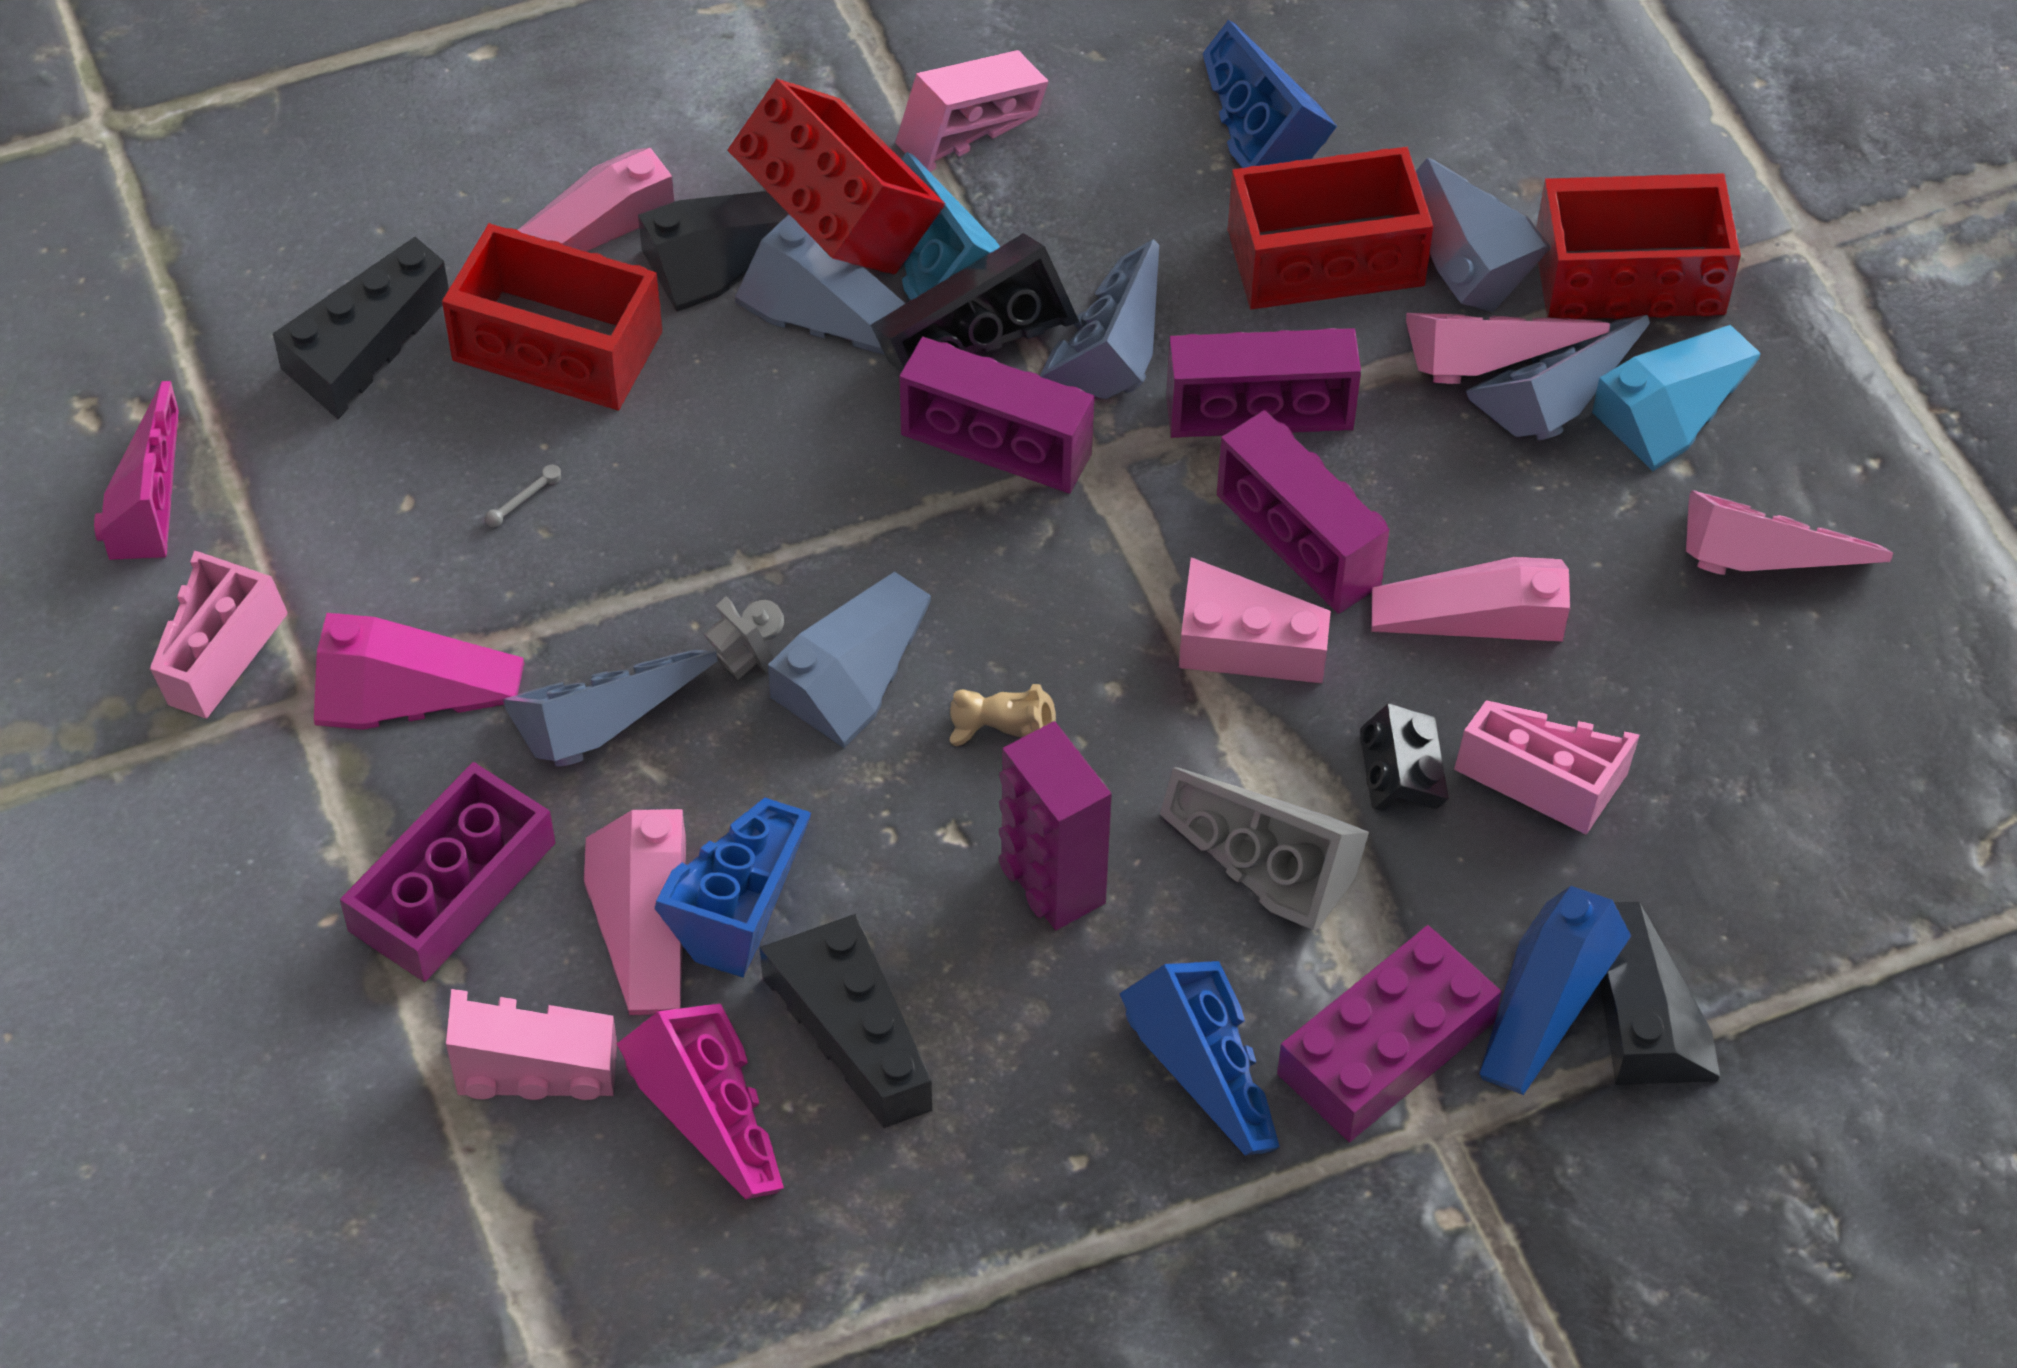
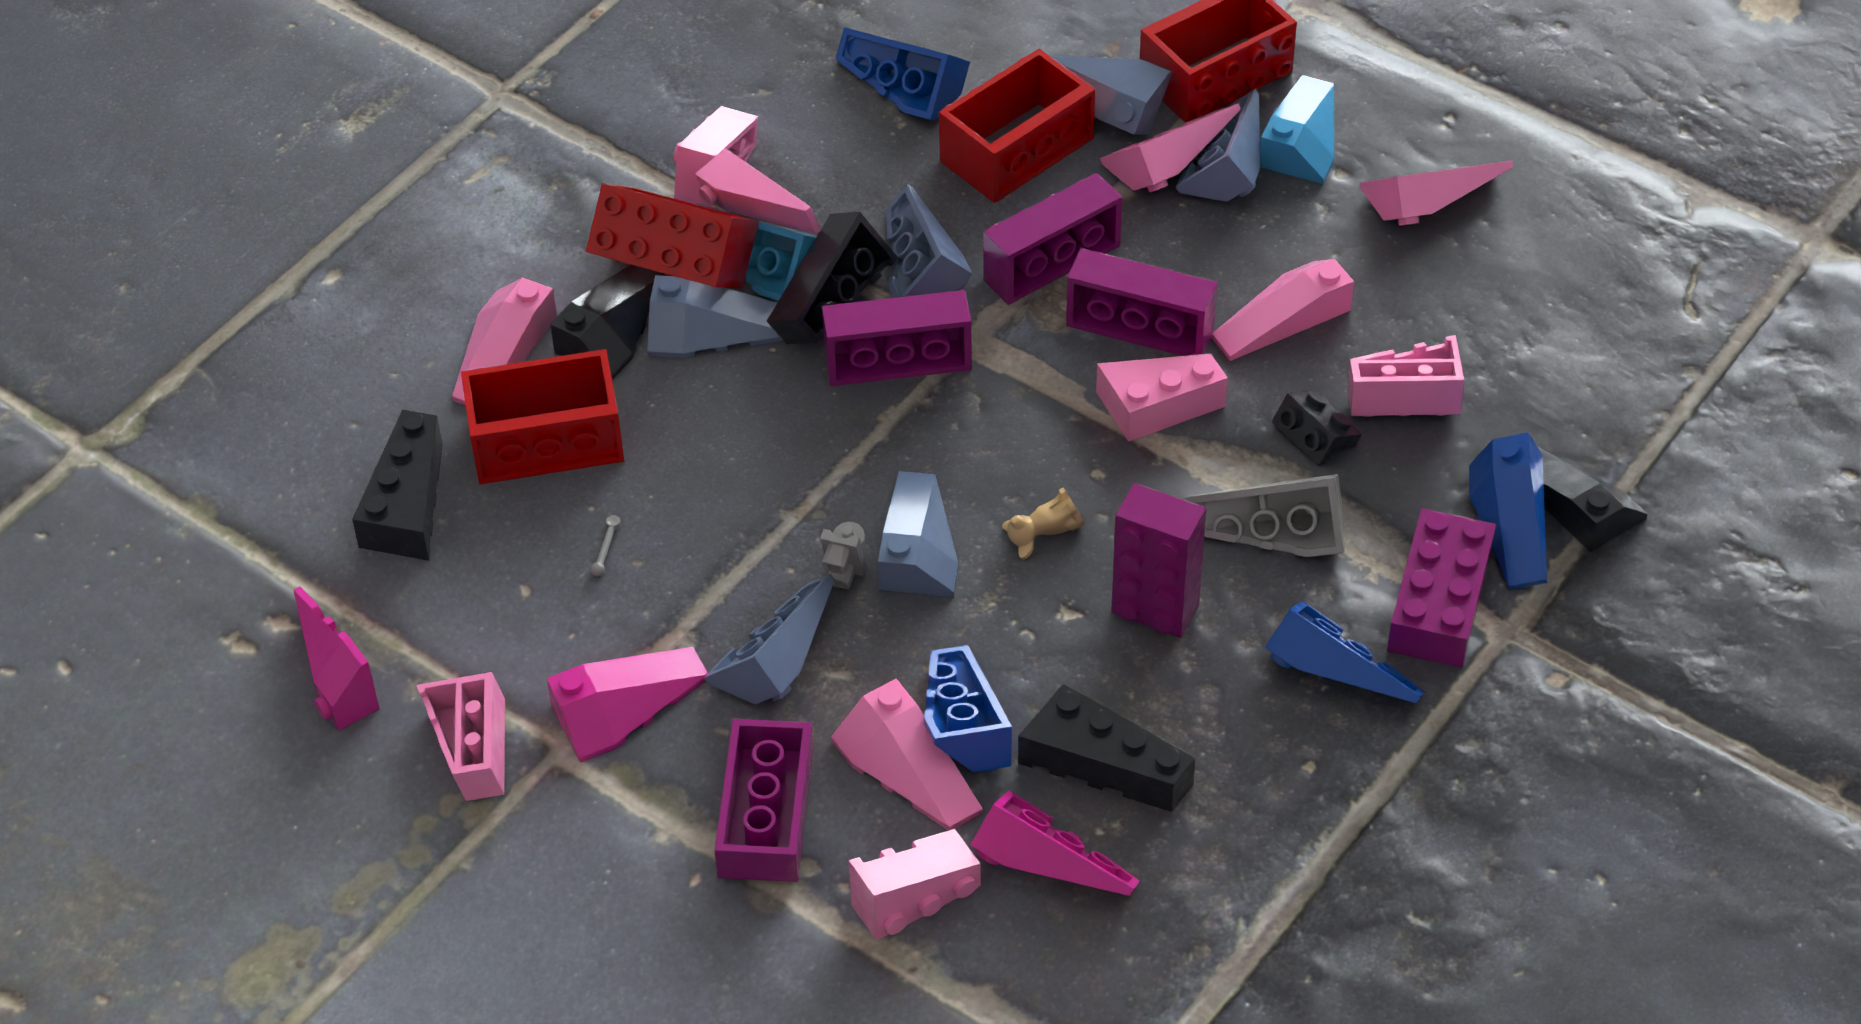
camera: 30 degrees left, 5 degrees down
(955, 165) = (749, 193): none -> bright pink wedge

